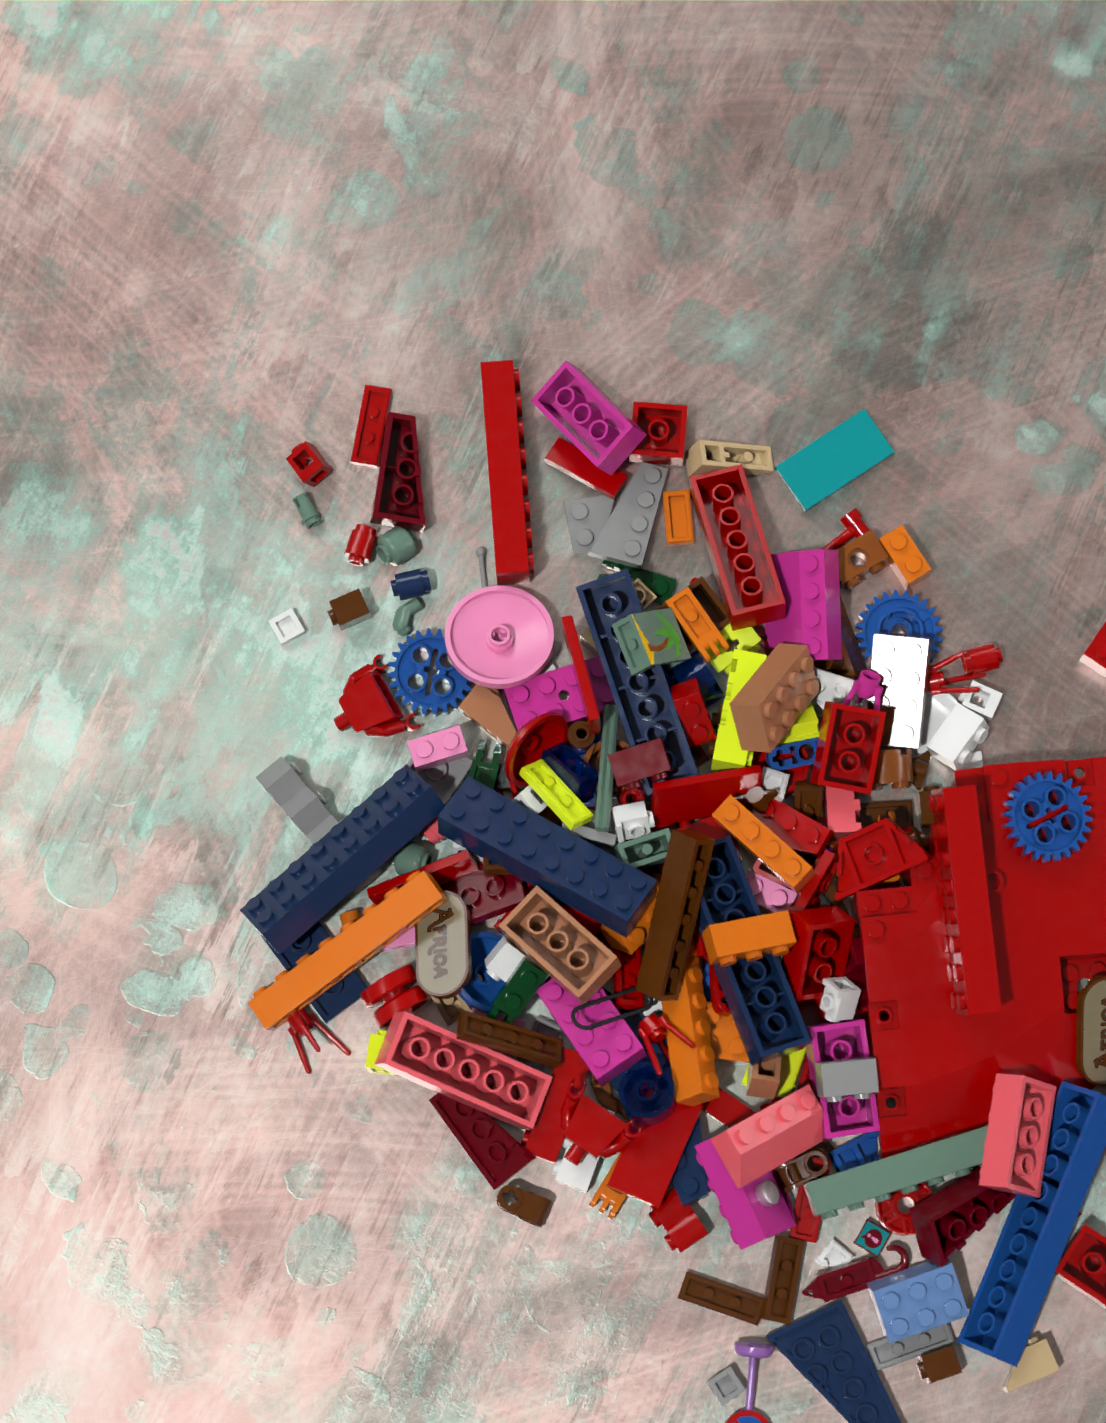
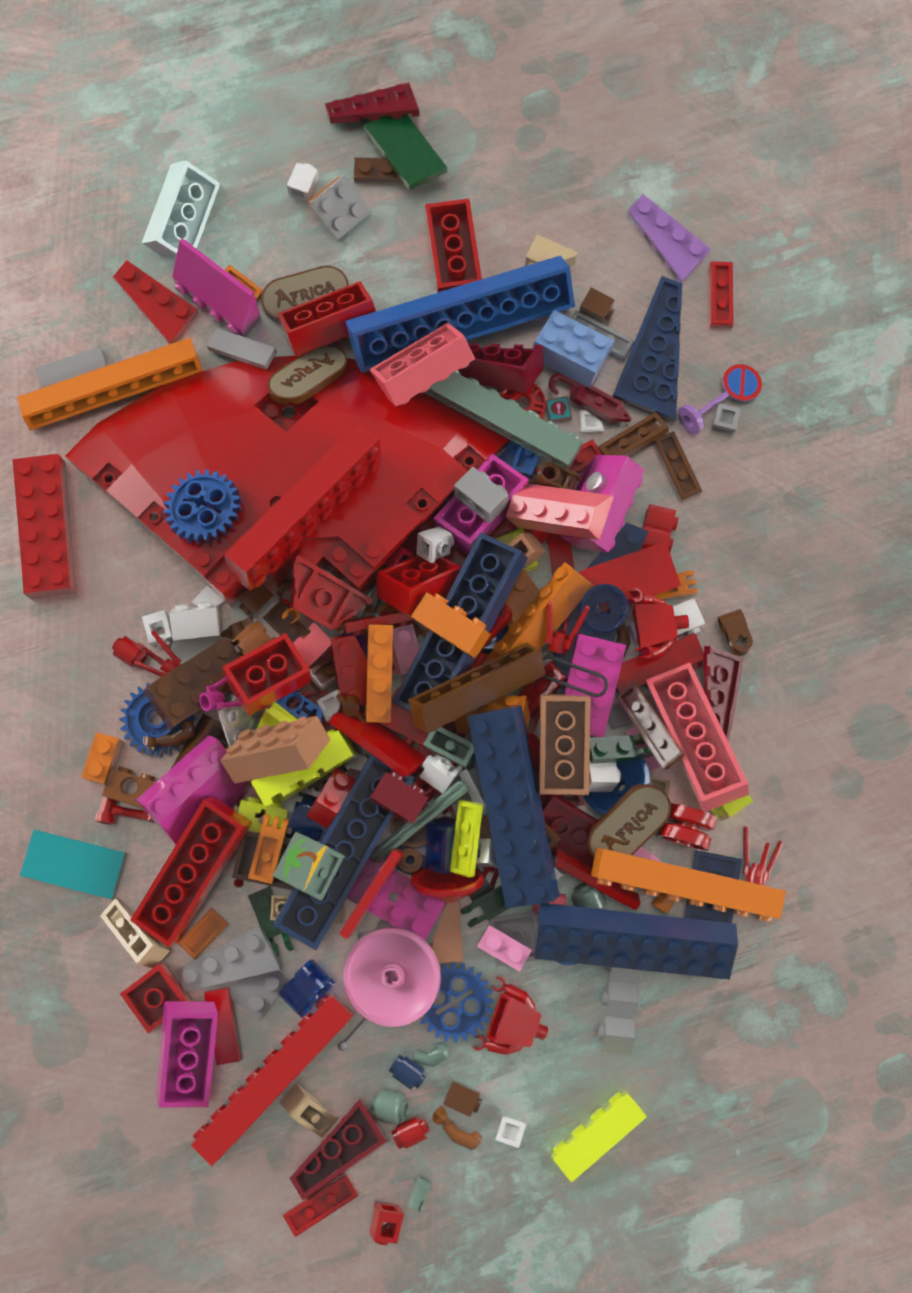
camera: 135 degrees left, 0 degrees up
(217, 693) = (598, 1135): none -> neon yellow brick
(323, 580) = (459, 1137): none -> dark orange arm
(454, 478) = (308, 1110): none -> tan slope
(554, 560) = (306, 988): none -> clear blue brick
(864, 632) = (171, 740): none -> reddish brown arm

